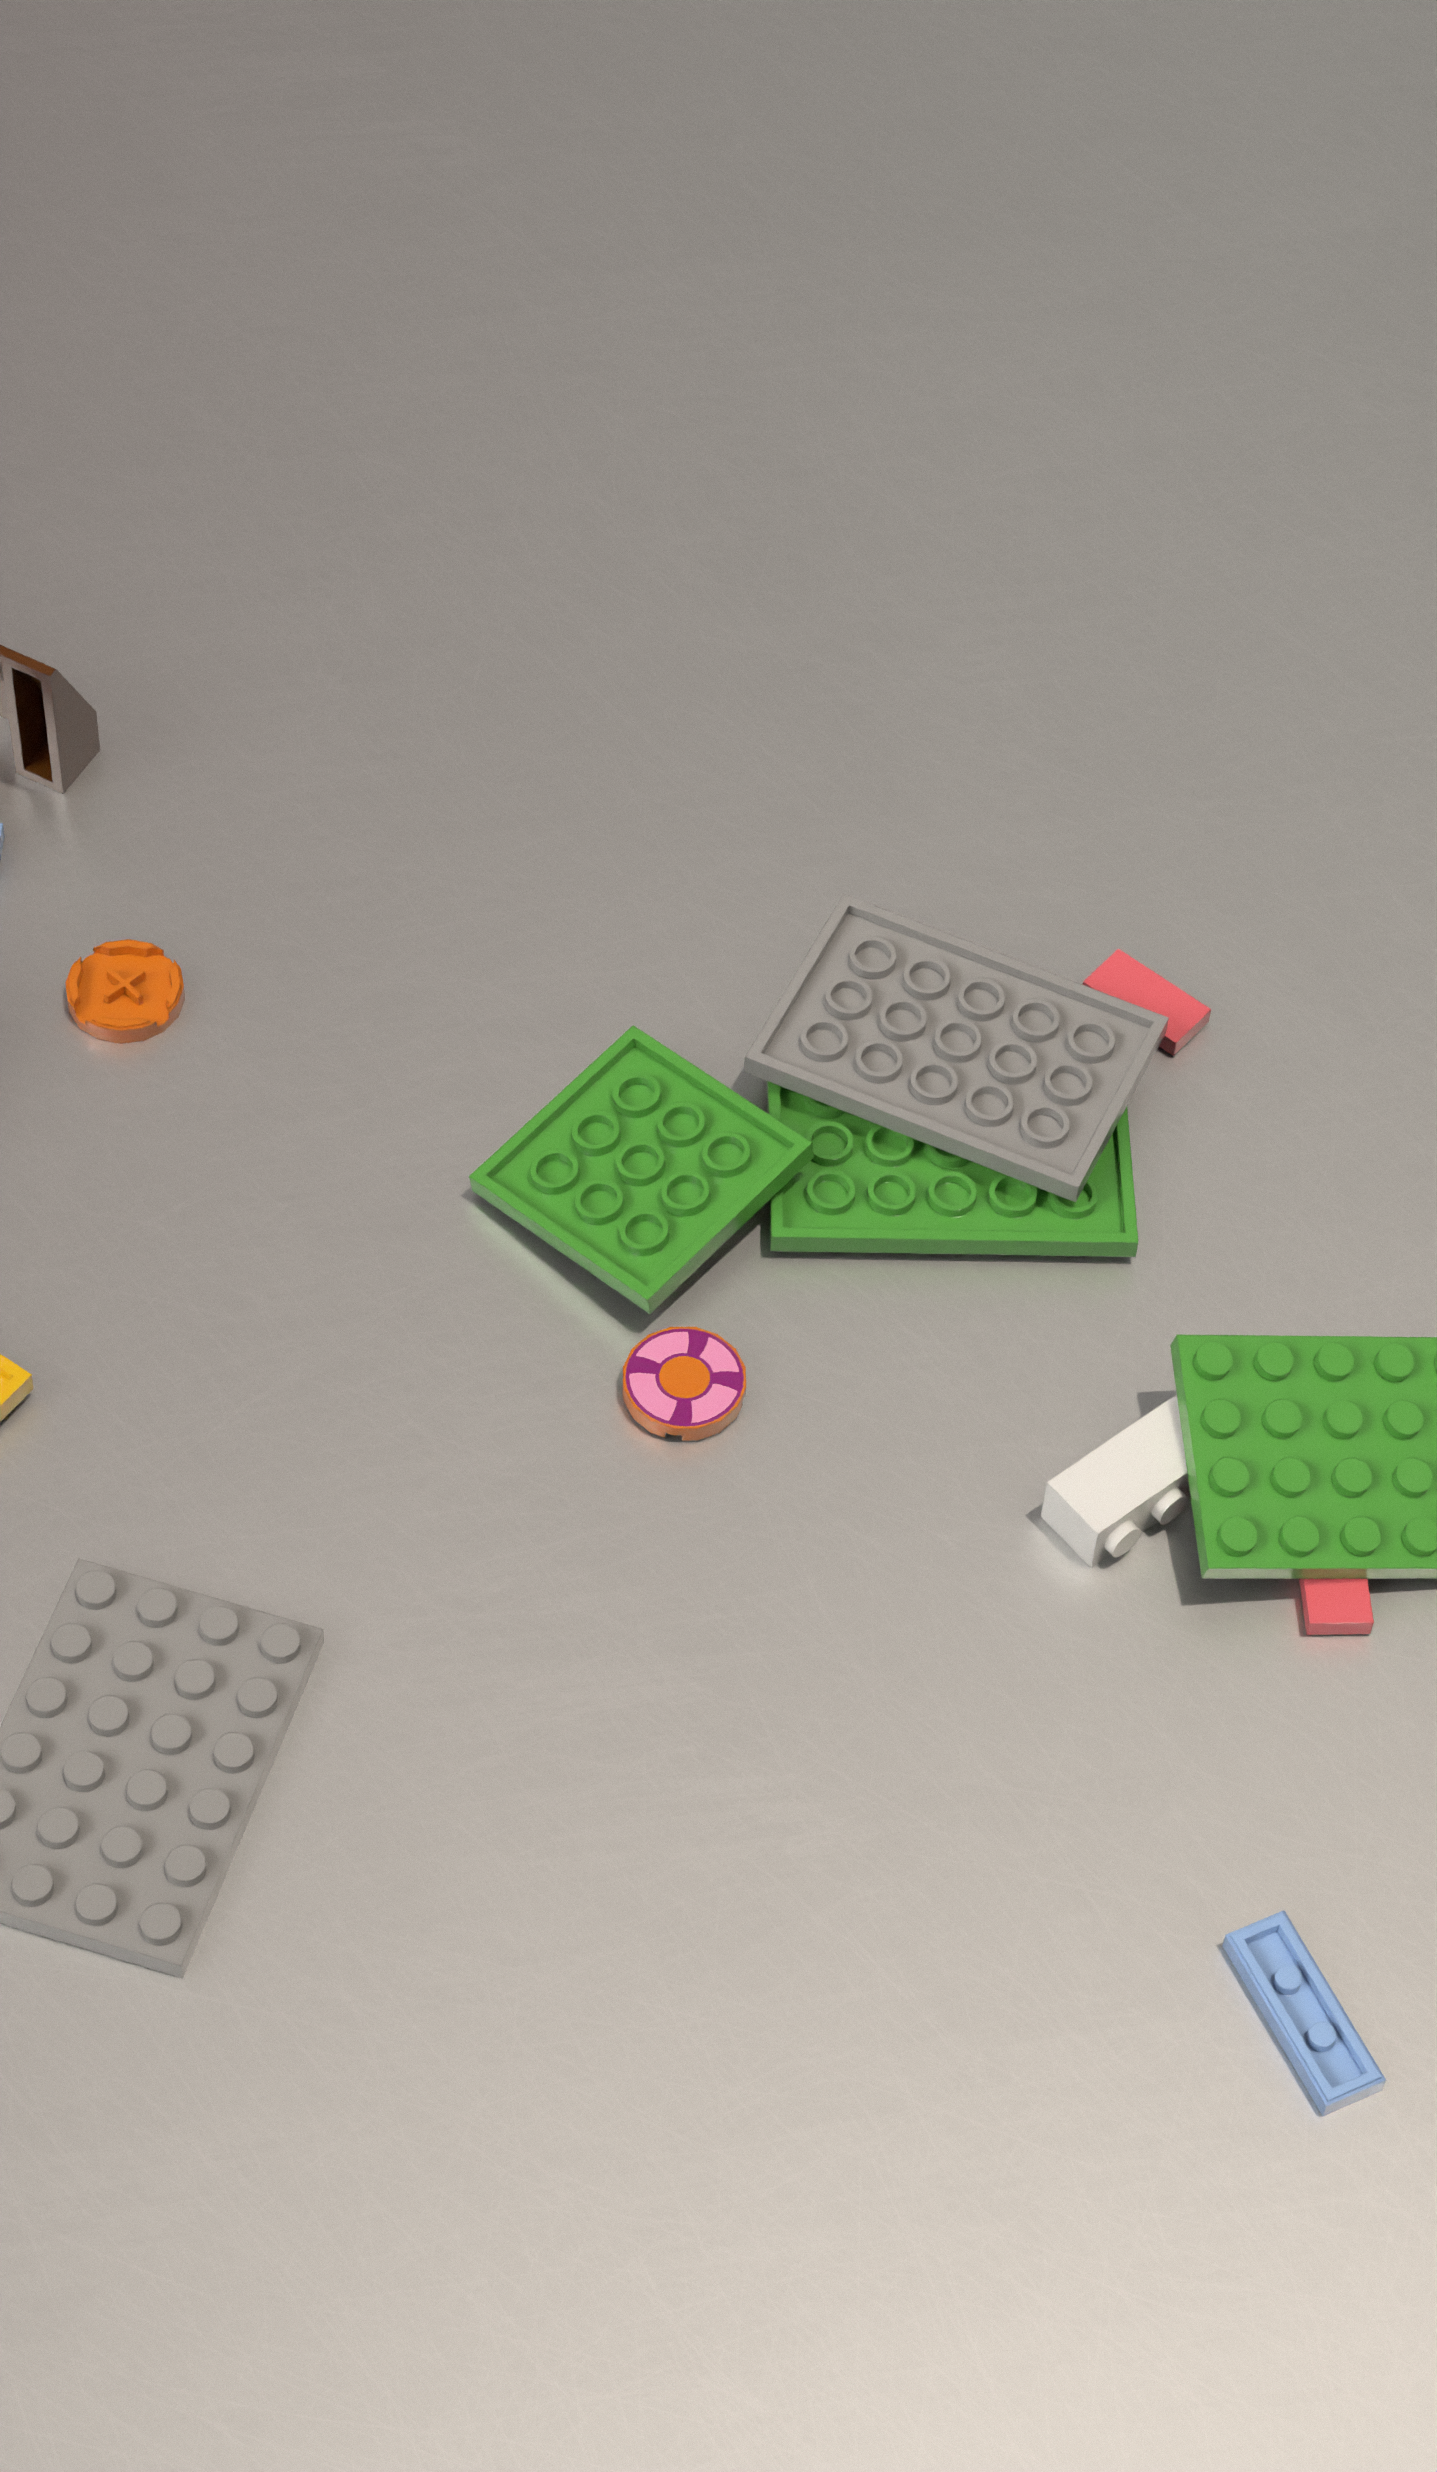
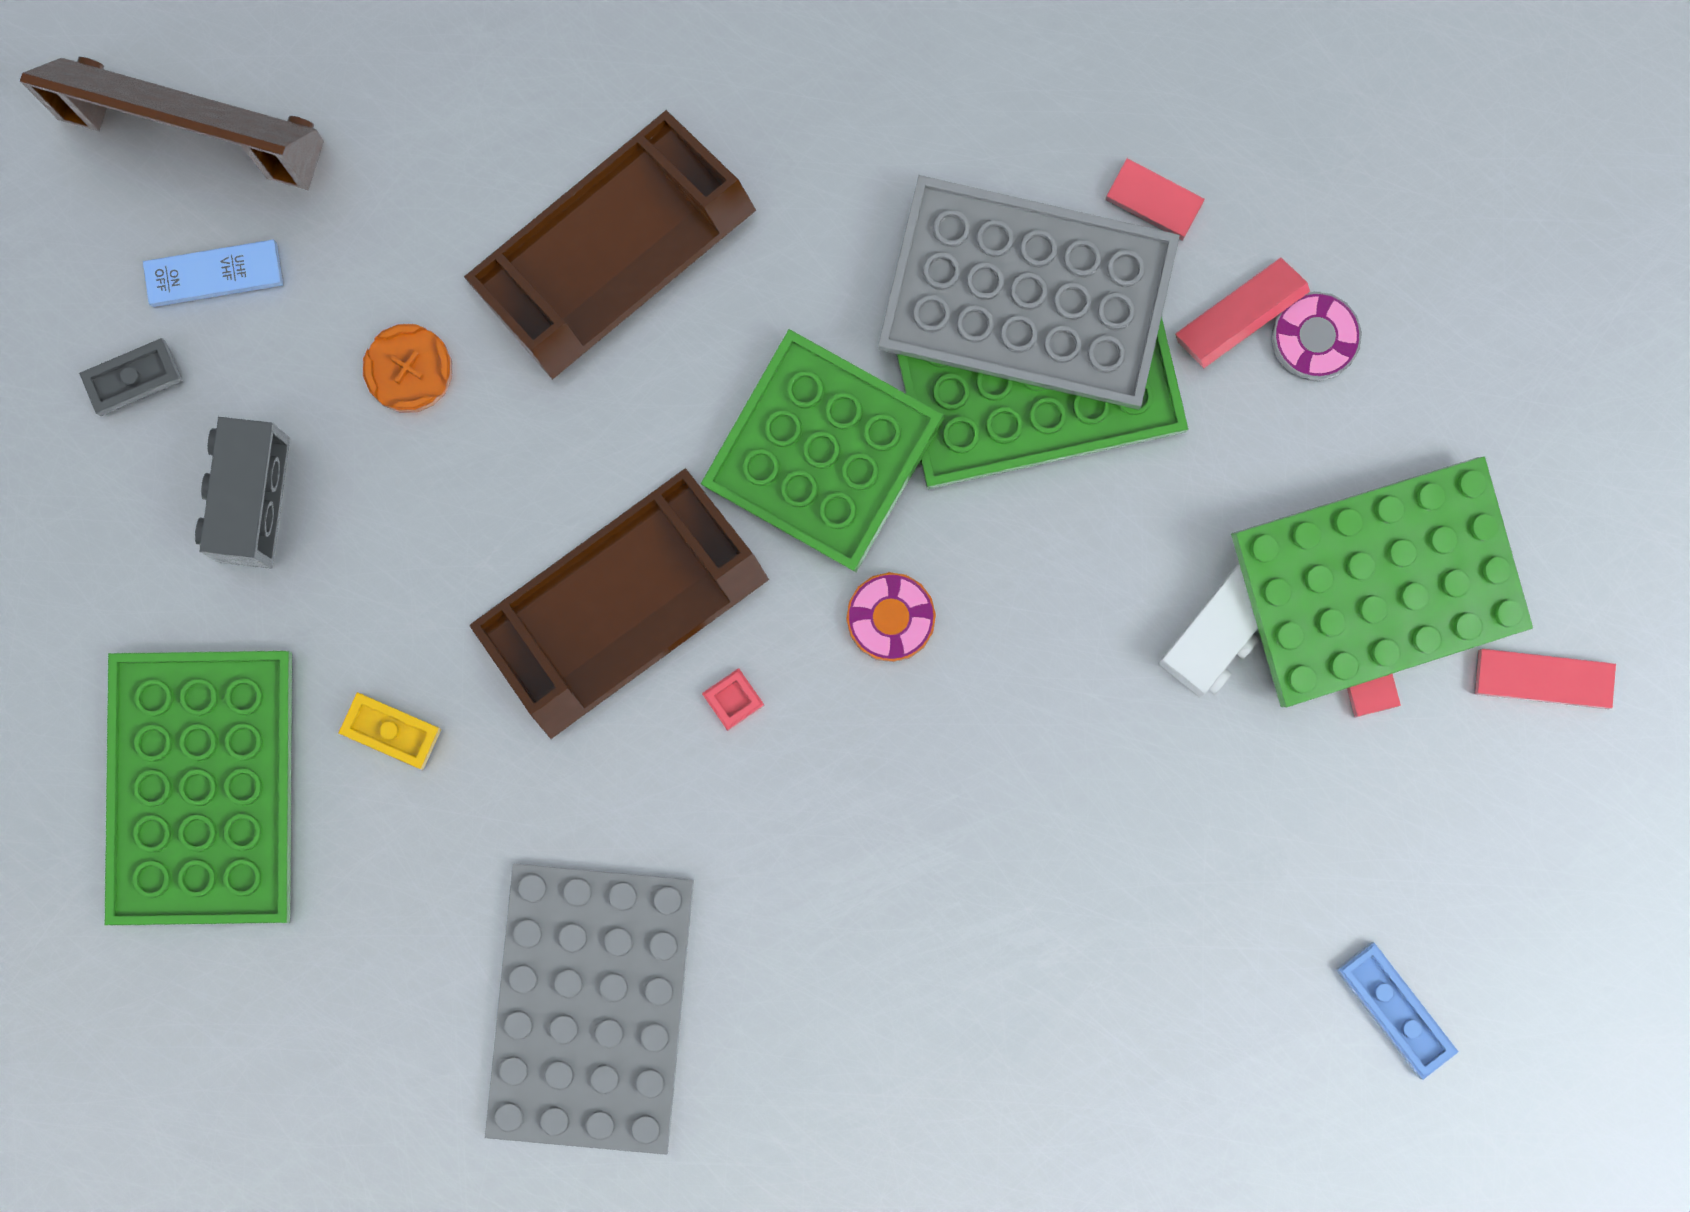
camera: 10 degrees left, 30 degrees up
(321, 1290) = (618, 603): none -> reddish brown slope
(430, 909) = (611, 243): none -> reddish brown slope
(442, 1435) = (733, 699): none -> coral tile
(1237, 1137) = (1242, 312): none -> coral tile
(1331, 1186) = (1317, 336): none -> tile

